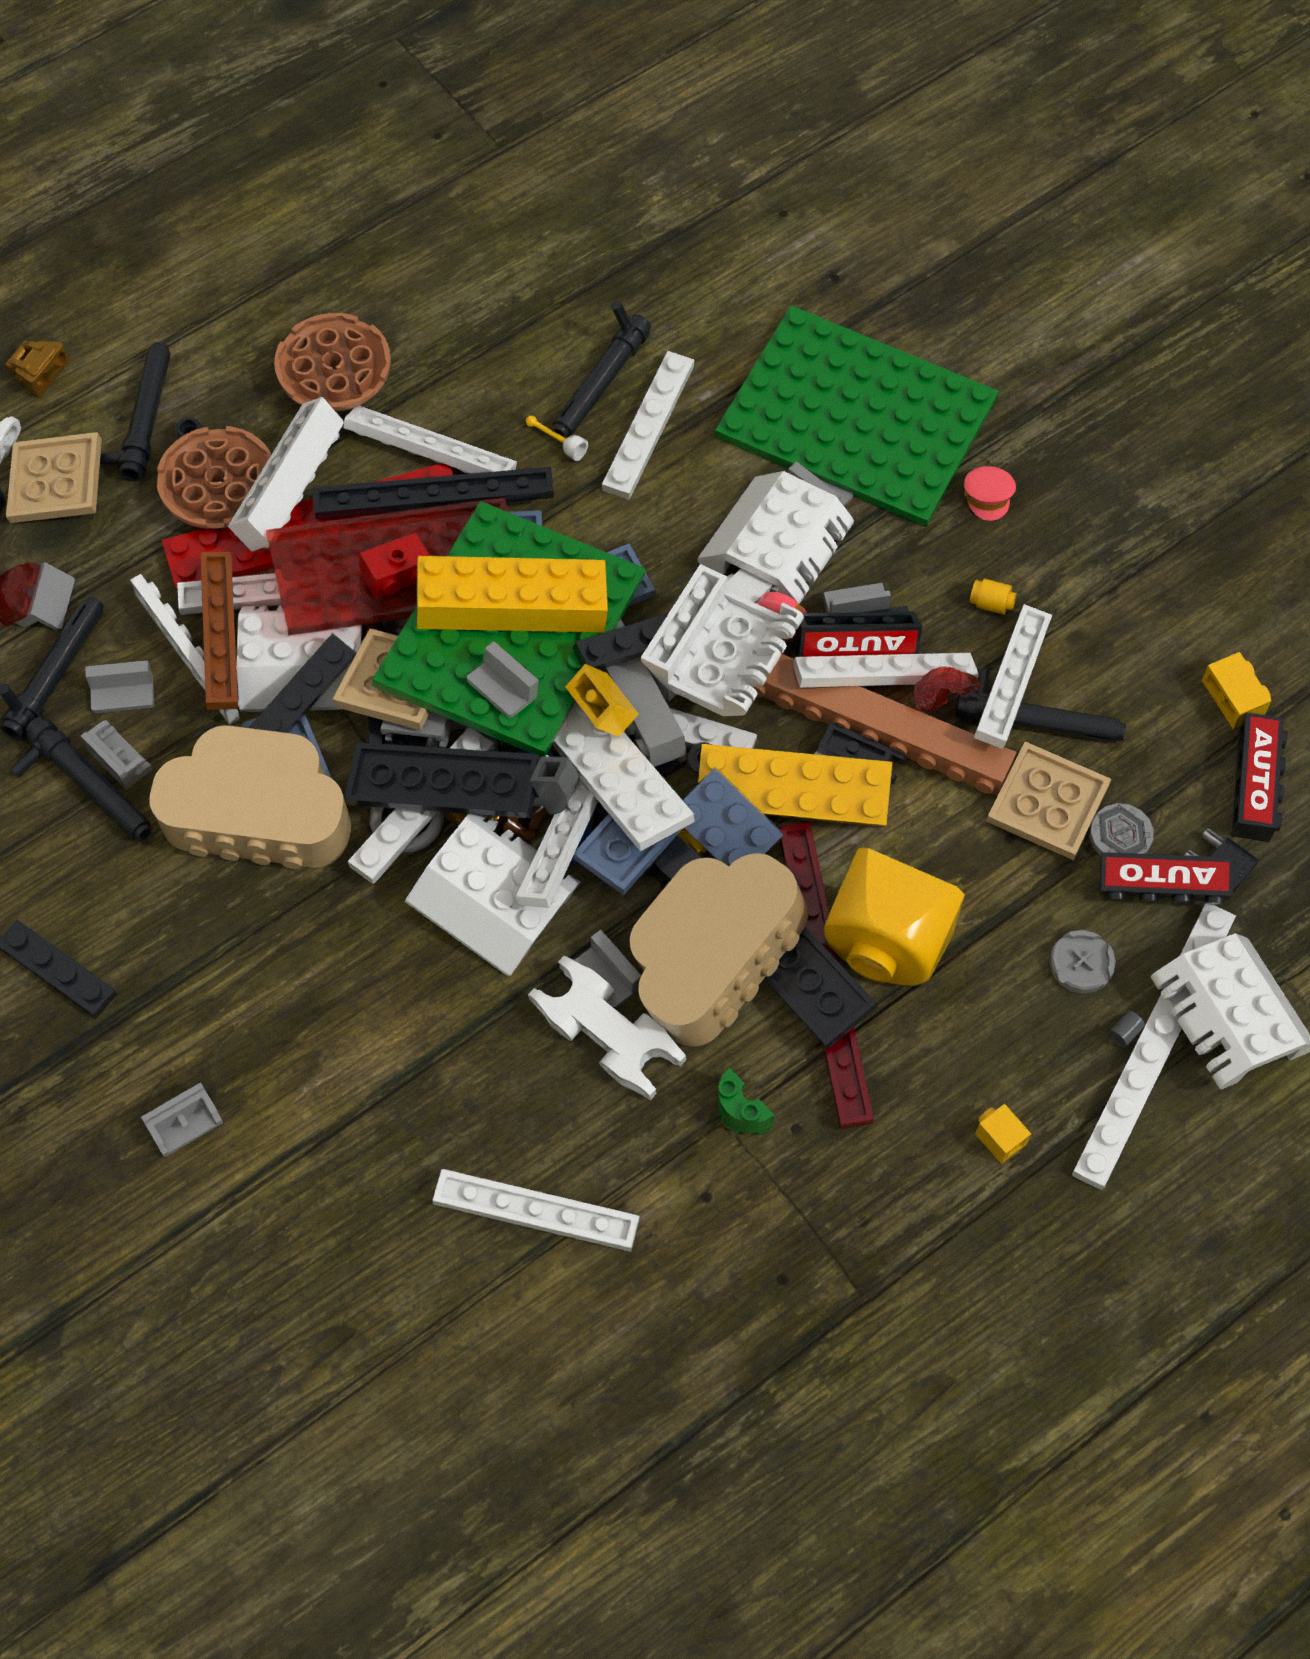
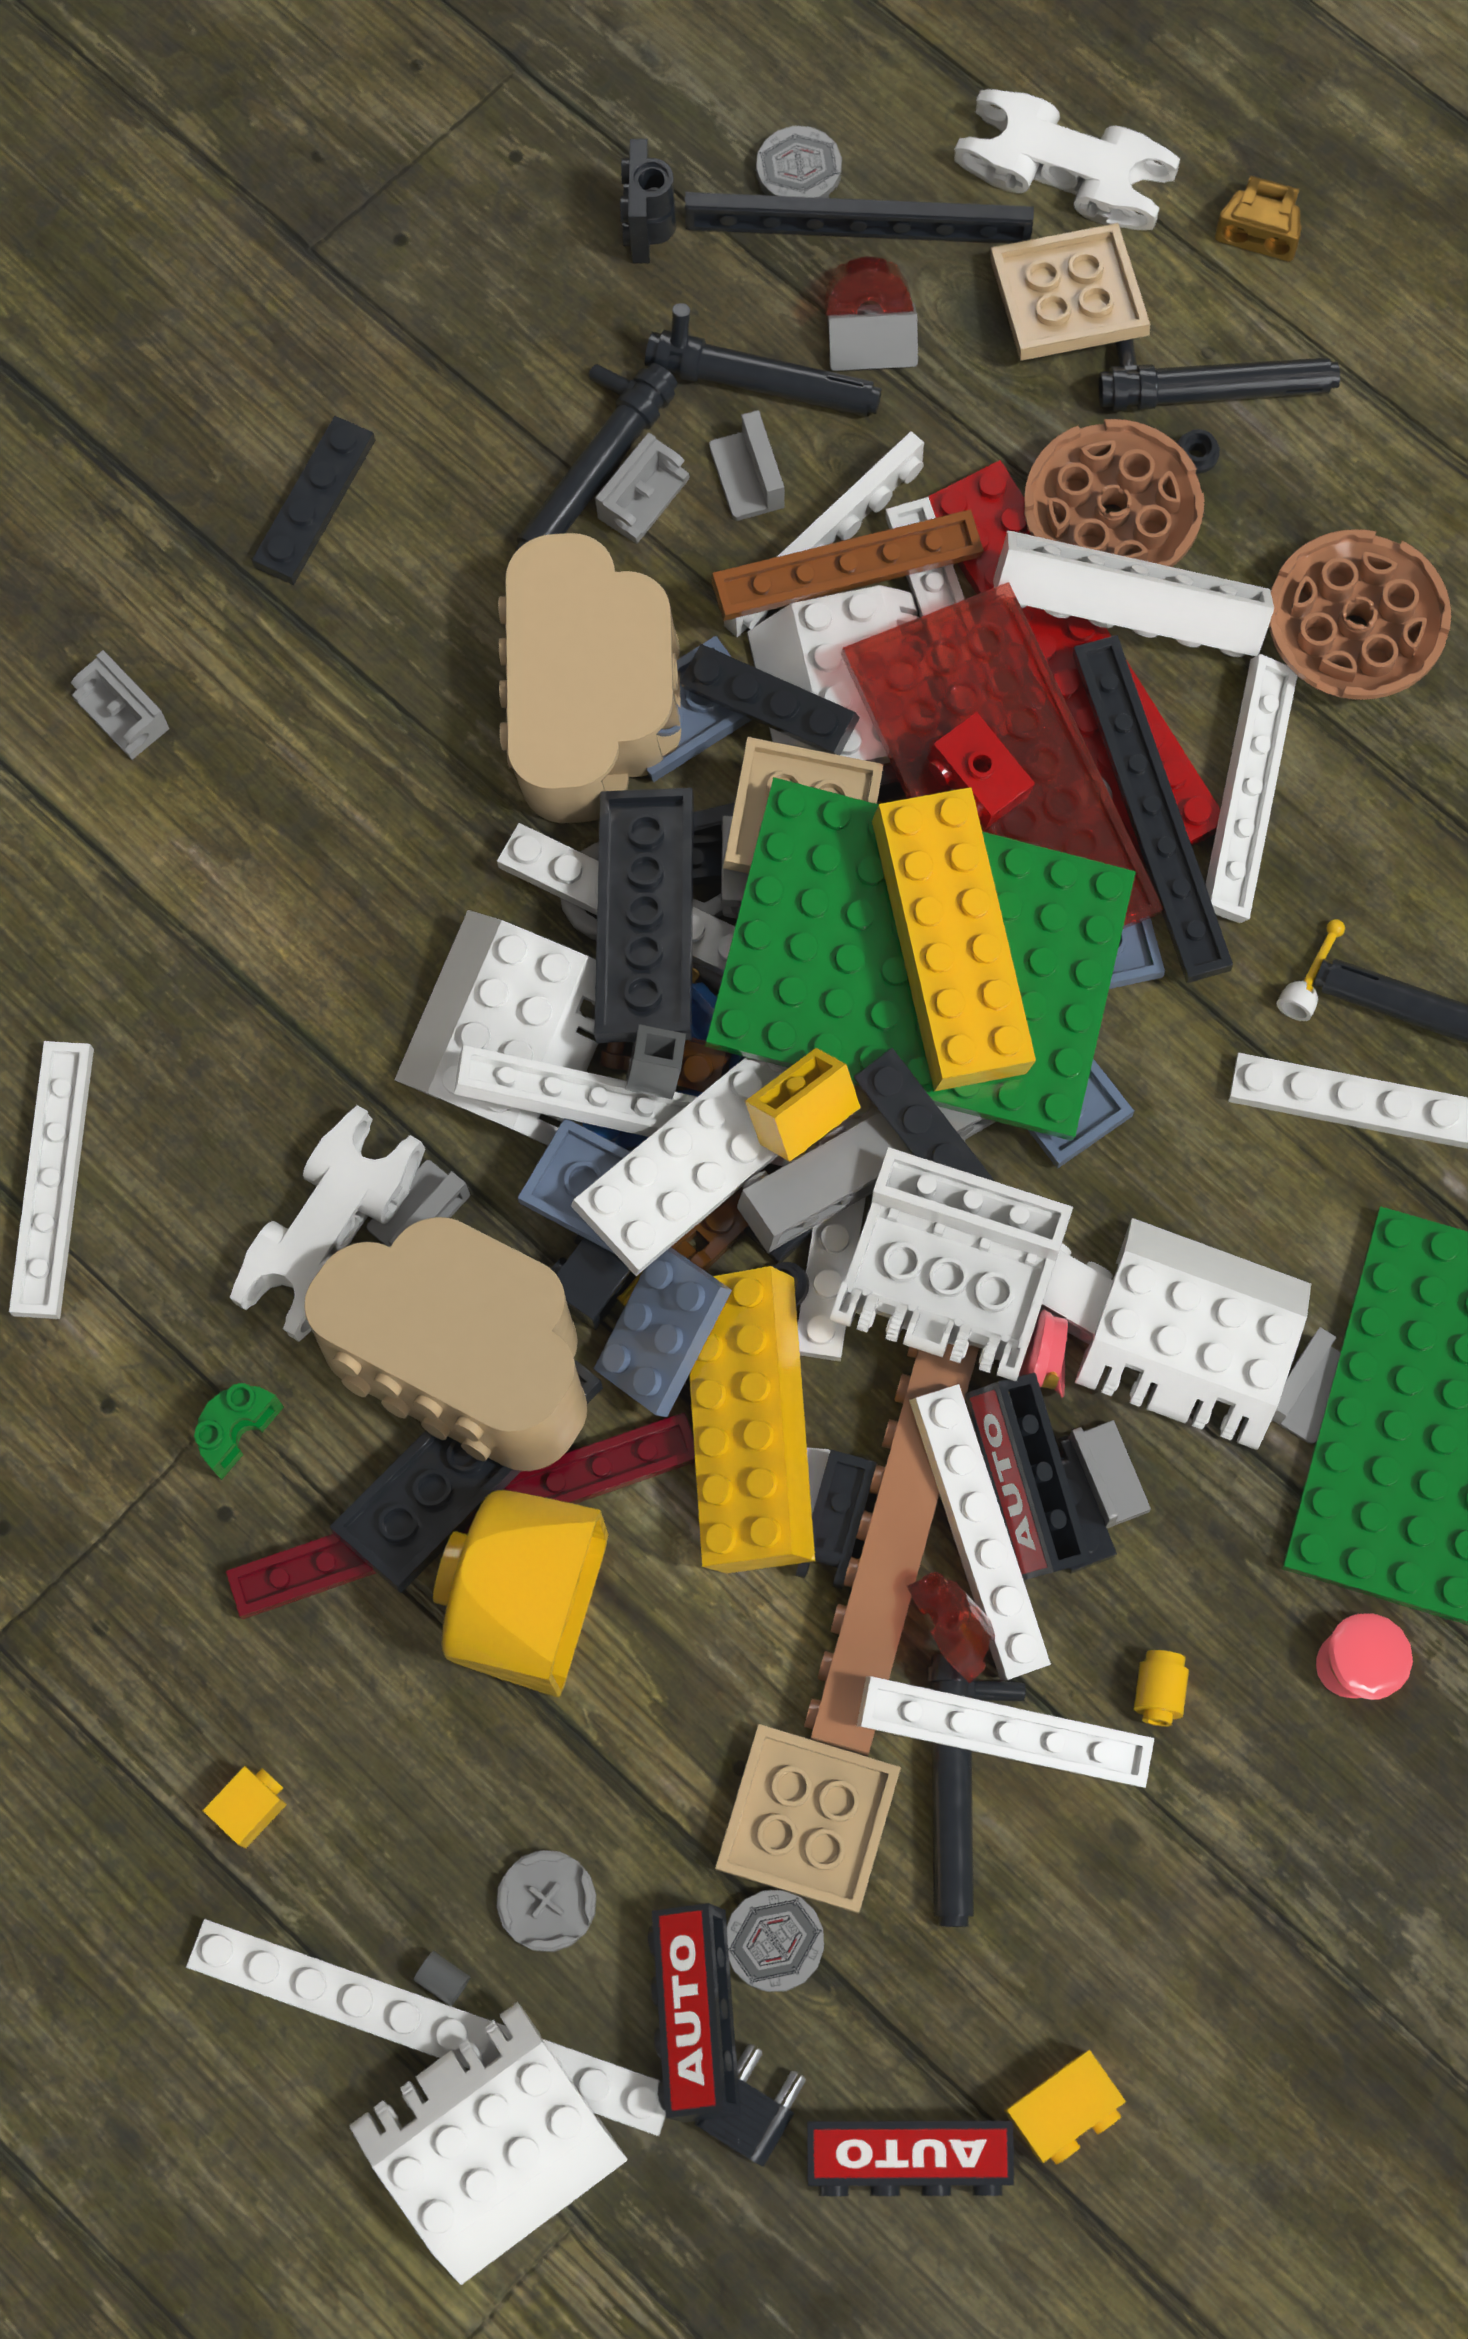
camera: 85 degrees right, 10 degrees up
(504, 681) = (797, 956): light grey panel -> none

